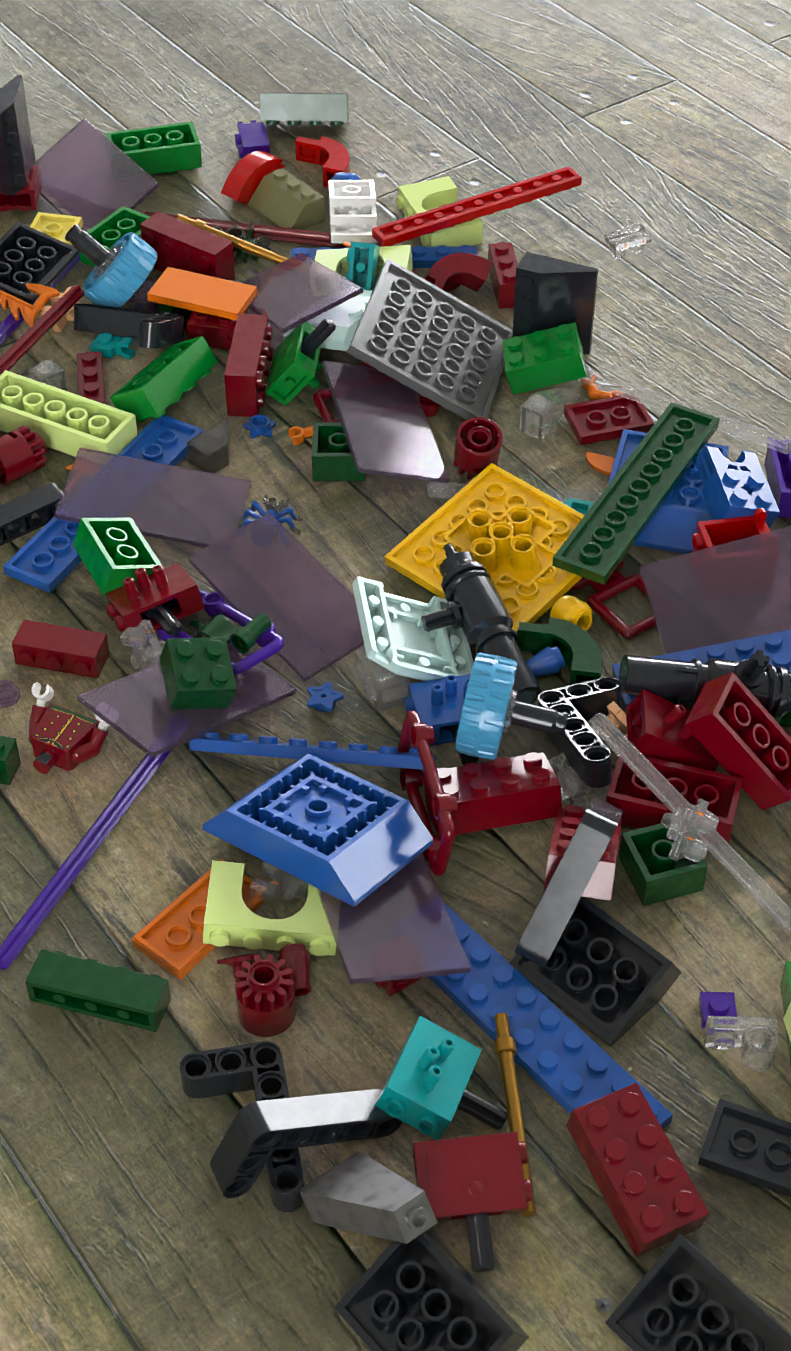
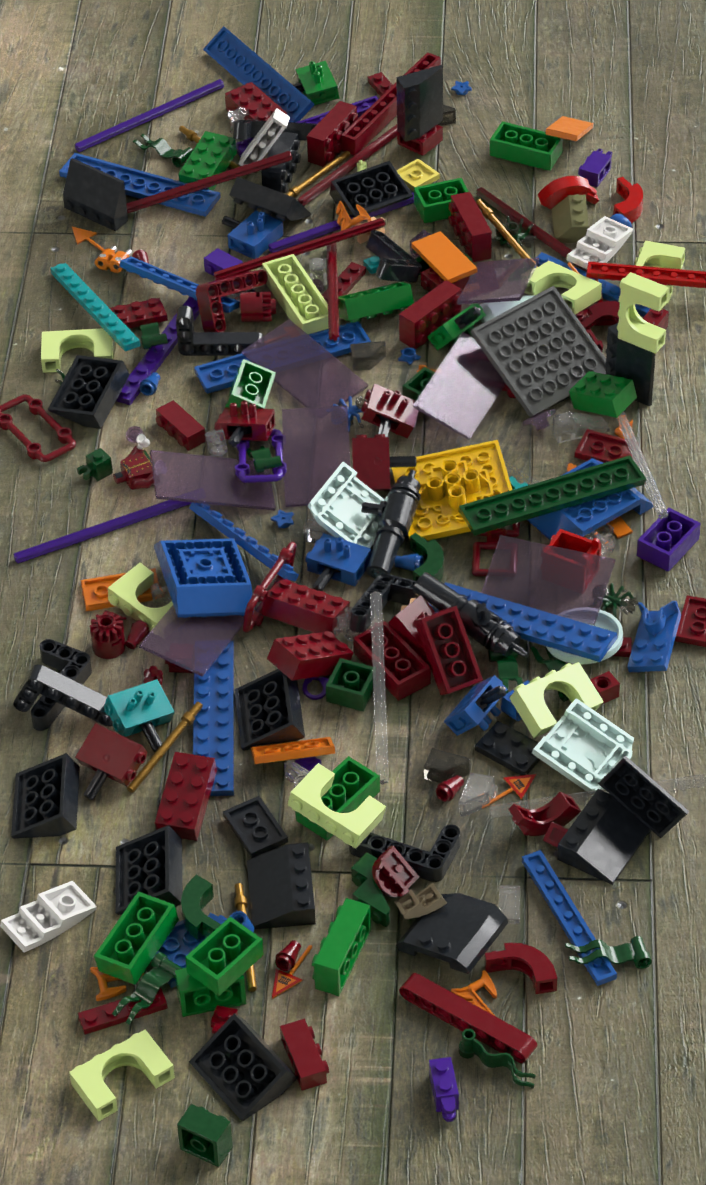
camera: 40 degrees right, 0 degrees up
(92, 175) = (469, 147): clear purple piece -> none
(98, 990) = (44, 593): dark green brick -> none
(110, 395) = (332, 282): none -> dark red axle
(116, 270) = (410, 218): dark azure wheel -> none
(186, 114) = (569, 128): none -> orange tile
(197, 673) = (216, 469): dark green brick -> none
(304, 107) = (648, 157): brick -> none
(325, 495) = (389, 411): none -> dark red piece
(363, 264) = (561, 279): teal brick -> none
(368, 1200) = (60, 736): flat silver slope -> none
(380, 556) = (374, 462): none -> dark red piece
(385, 1025) = (153, 674): none -> dark red plant
(477, 445) = (501, 426): dark red gear -> none
(492, 707) = (333, 561): dark azure wheel -> none
(506, 419) = (540, 420): none -> clear purple piece
(559, 193) = (631, 326): none -> yellowish green arch
(569, 881) = (278, 651): beam -> none
(572, 610) = (452, 545): yellow head -> none
(620, 884) = (323, 680): none -> dark purple piece
(684, 827) = (372, 667): clear hips -> none
(691, 1003) = (292, 750): none -> orange tile
(734, 487) = (607, 522): blue brick -> none

